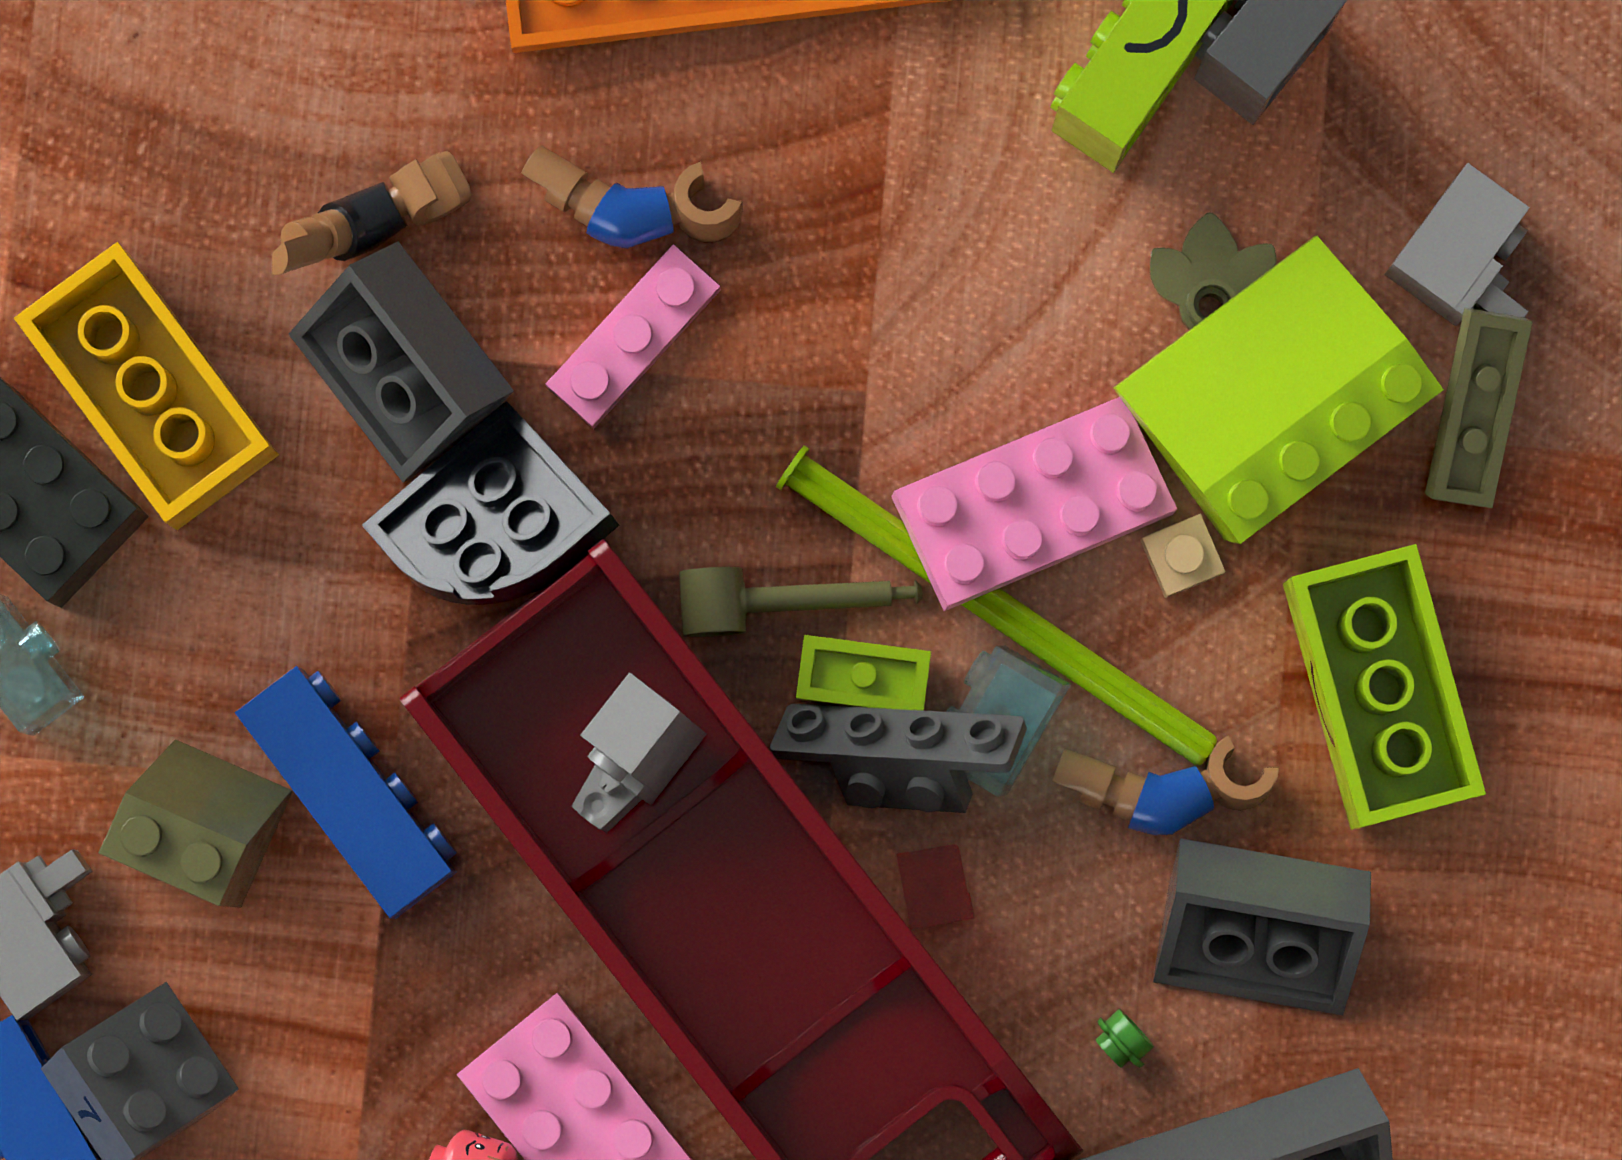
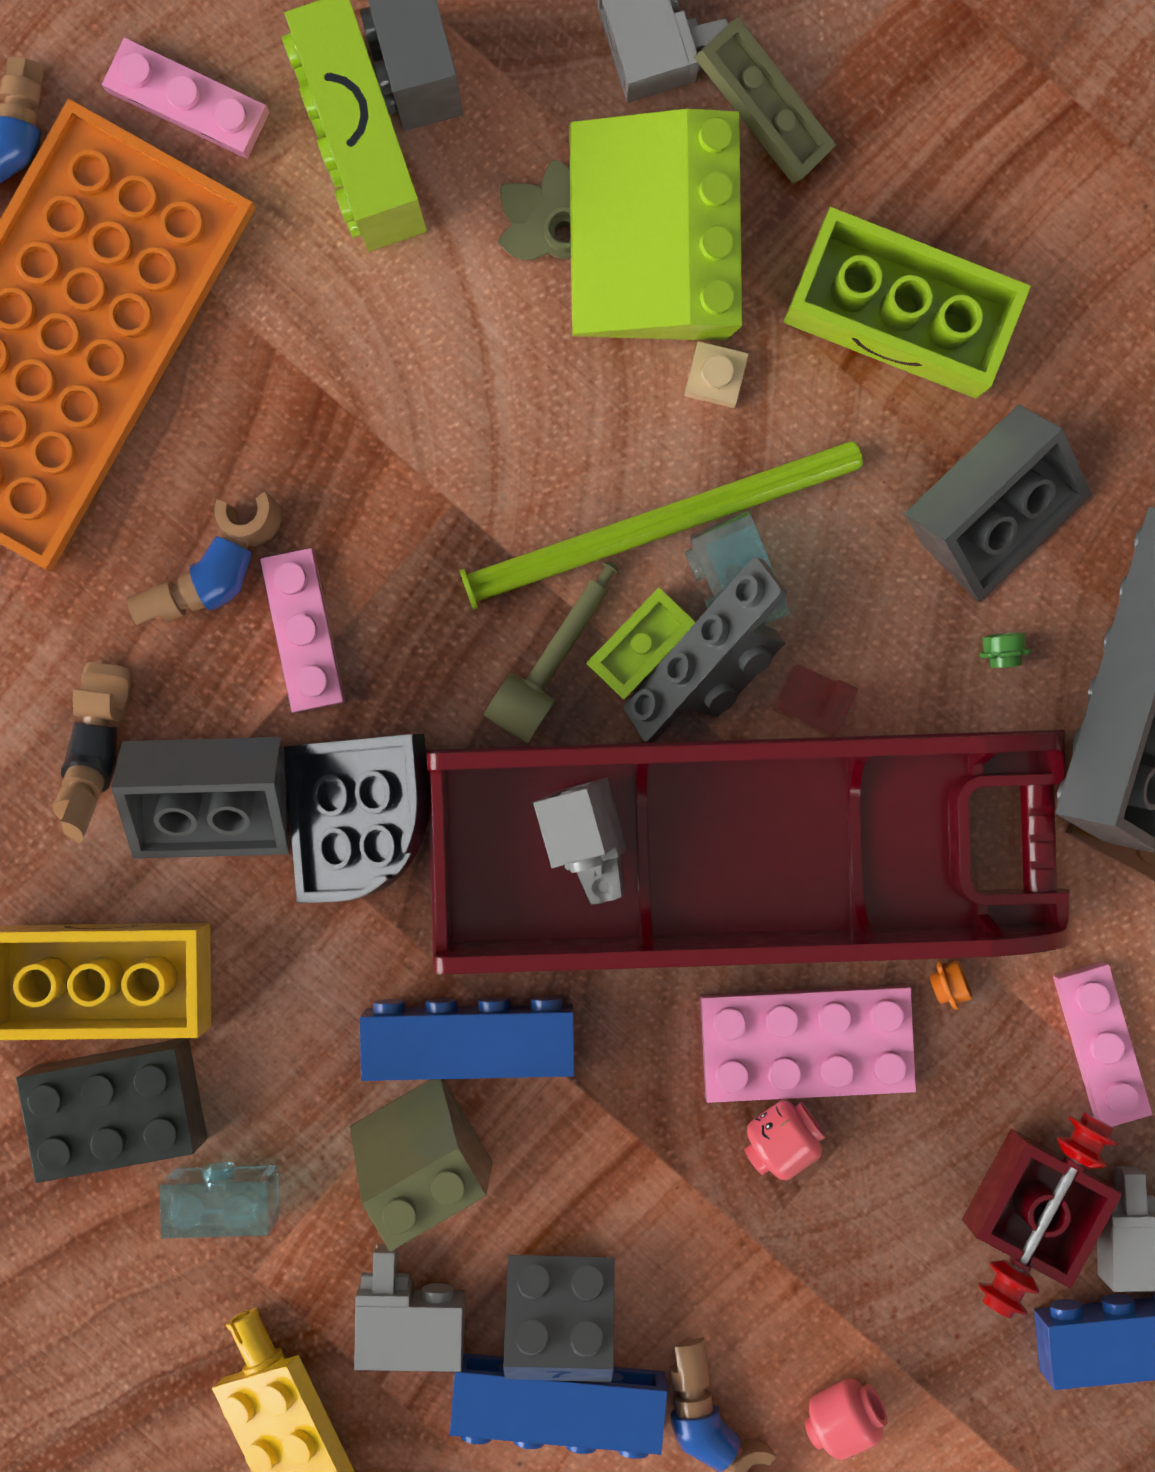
camera: 50 degrees left, 5 degrees up
(1033, 503) = (610, 446): bright pink plate -> none
(1162, 801) = (869, 508): piece -> none

